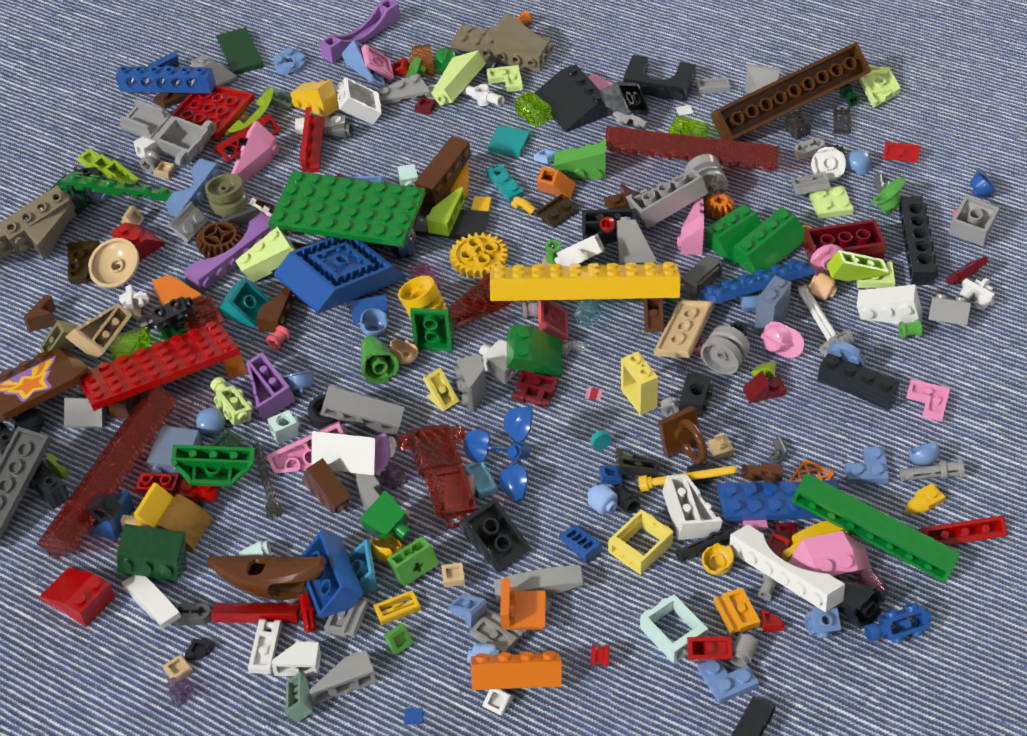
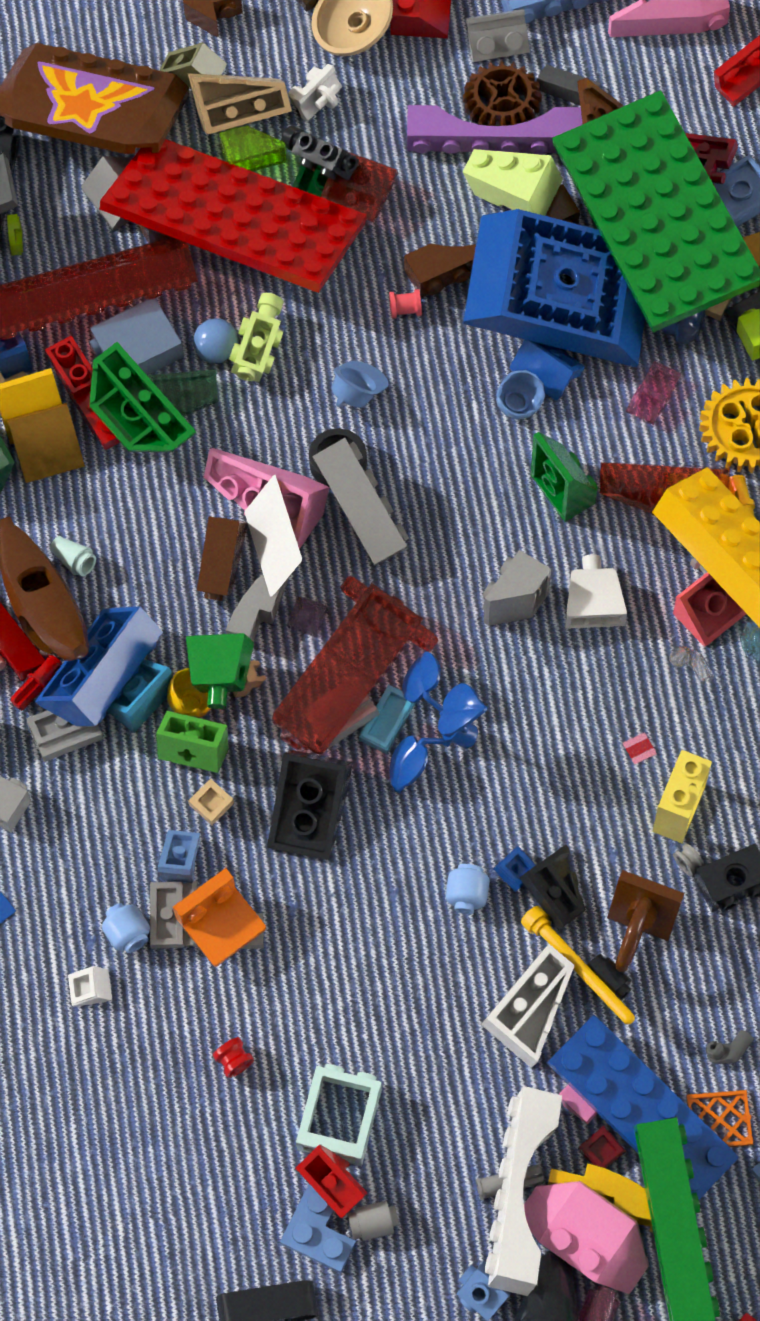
camera: 50 degrees right, 20 degrees up
(30, 419) = (47, 152): black panel -> none
(171, 288) = (366, 126): orange slope -> none
(226, 194) = (579, 38): olive wheel -> none
(235, 367) = (333, 288): orange plate -> none
(243, 303) = (424, 217): teal slope -> none
(268, 386) = (308, 367): medium lavender wedge -> none
(273, 507) = (149, 520): clear smoke piece -> none
(283, 426) = (270, 418): light aqua brick -> none
(377, 361) = (462, 447): bright green cone -> none
(383, 452) = (313, 573): medium lavender hat -> none
(398, 610) = (119, 784): yellow tile -> none
(398, 638) = (78, 811): bright green tile -> none
(404, 351) = (505, 467): light nougat hair -> none
(421, 293) = (598, 423): yellow wheel -> none
(440, 389) = (478, 561): light yellow slope -> none
(515, 671) = (128, 980): orange brick -> none
(533, 351) = (629, 629): green slope -> none
(537, 384) = (589, 667): dark red plate -> none
(550, 580) = (282, 909): light grey slope -> none
(585, 554) = (377, 934): blue slope -> none
(600, 439) = (561, 815): teal tile -> none
(628, 501) = (493, 917): black cone -> none
(628, 555) = (439, 955): light yellow window -> none
(701, 545) = (499, 1062): black pin -> none
(718, 559) = (483, 1095): yellow hair -> none
(720, 446) = (677, 971): tan tile -> none
(736, 611) = (426, 1172): light orange plate -> none
(767, 472) = (666, 1059): reddish brown plate -> none
(770, 622) = (446, 1223): red tile -> none
(778, 543) = (568, 1152): red tile -> none

